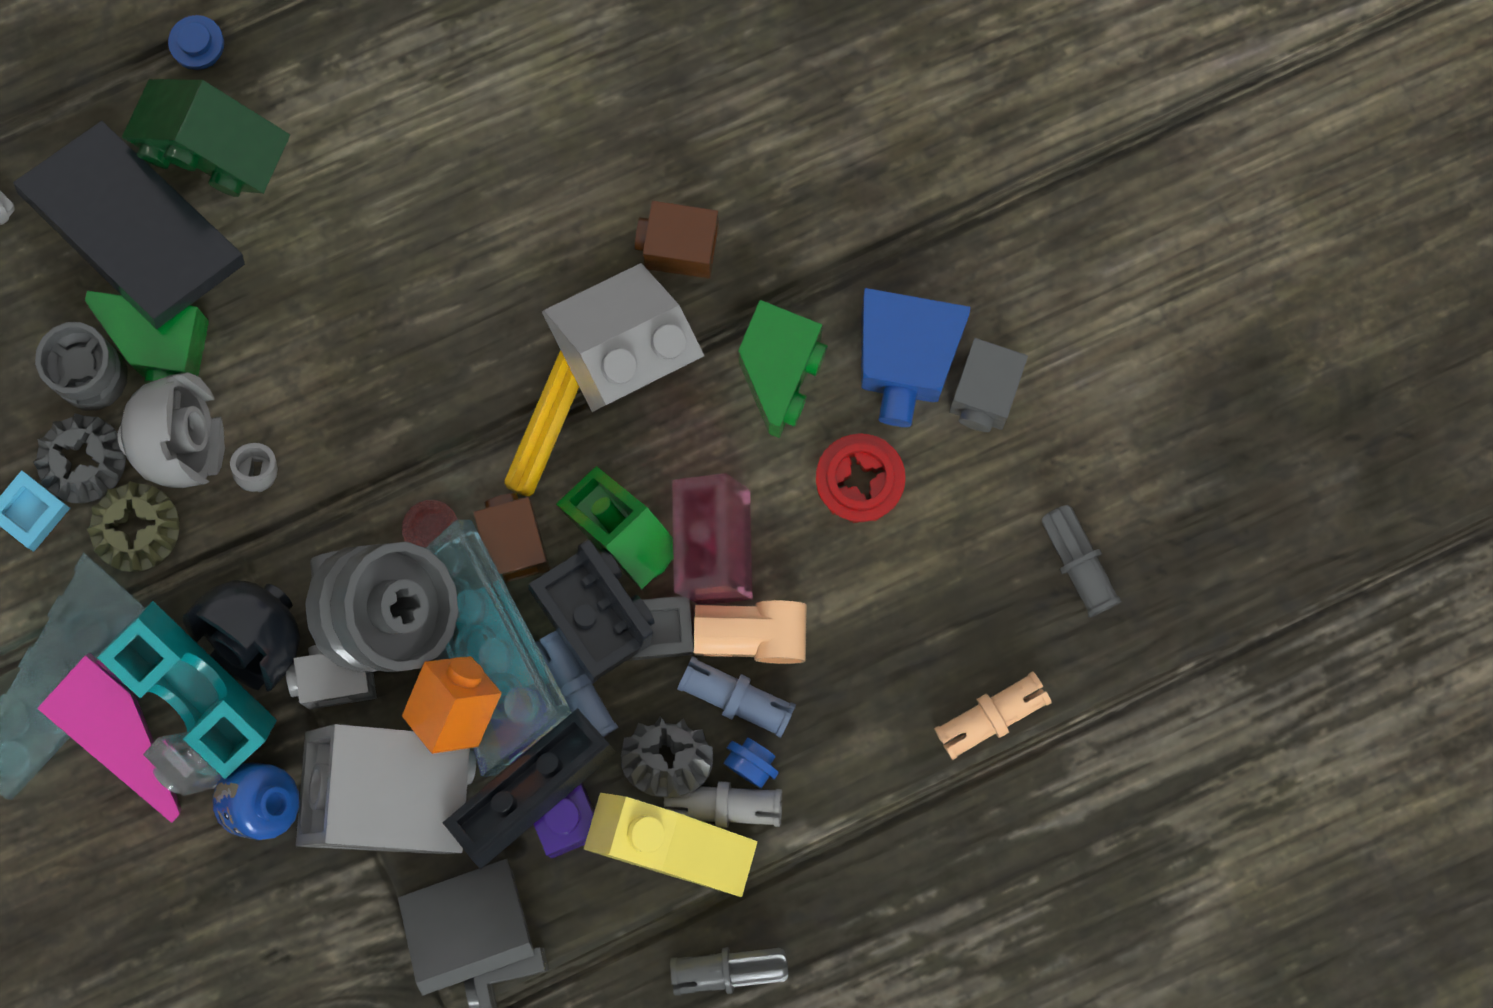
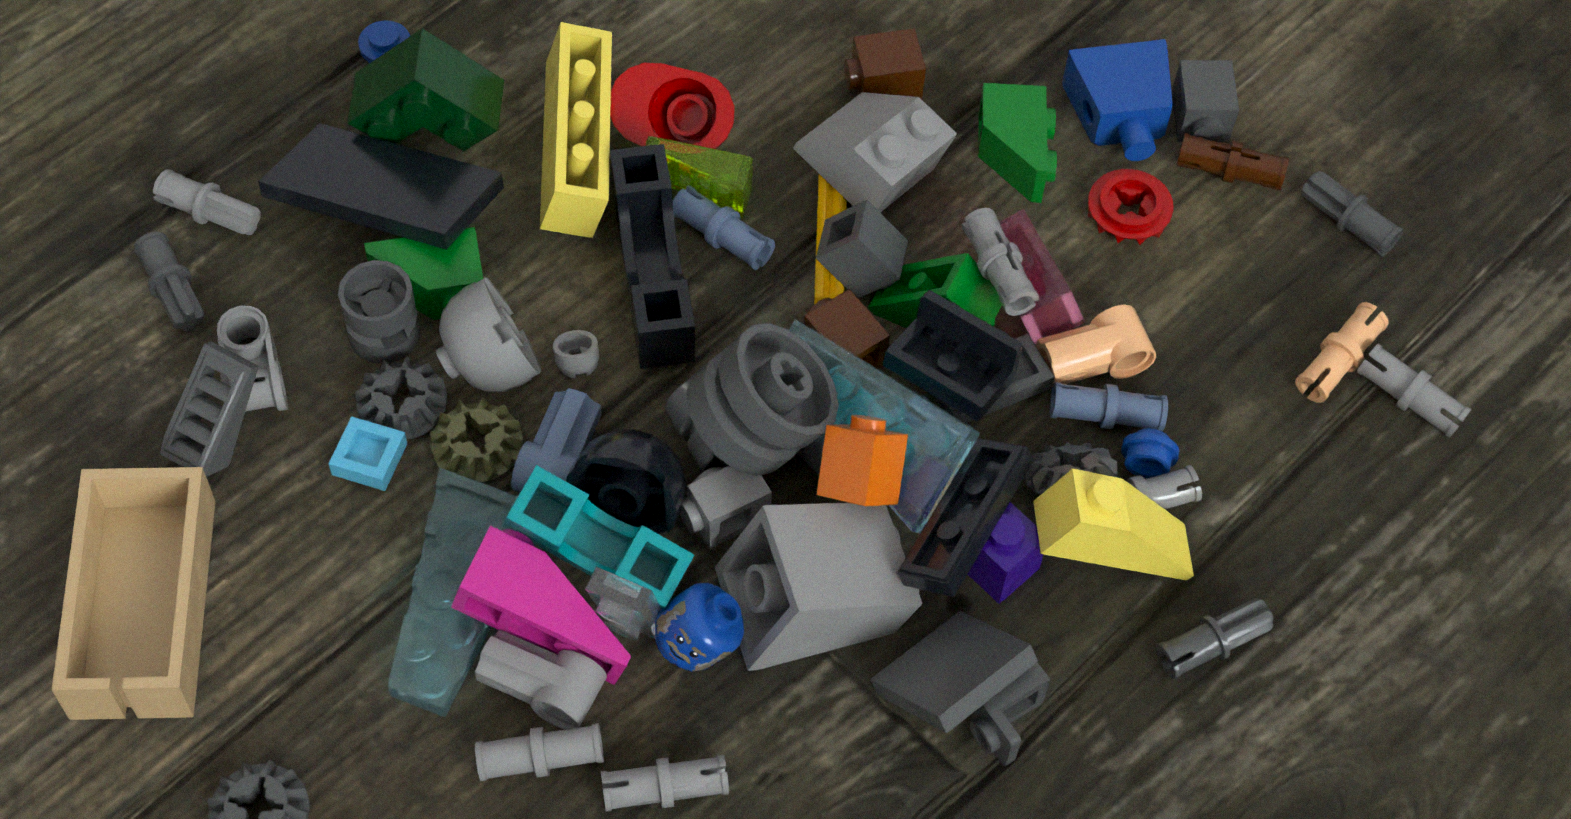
camera: 25 degrees left, 20 degrees down
(78, 866) = (539, 752): none -> light grey pin
(110, 806) = (555, 685): none -> light grey piece
(177, 933) = (664, 783): none -> light grey pin
(199, 565) = (560, 438): none -> sand blue piece
(338, 219) = (576, 131): none -> light yellow brick
(351, 433) = (651, 257): none -> black arch
(437, 228) = (671, 106): none -> red piece
(446, 371) = (723, 227): none -> sand blue pin
(461, 315) = (712, 172): none -> clear neon green slope
(562, 452) = (862, 249): none -> dark grey brick
(674, 527) = (1000, 261): none -> light grey pin
(985, 462) = (1232, 161): none -> reddish brown pin
(1043, 782) = (1413, 390): none -> light grey pin

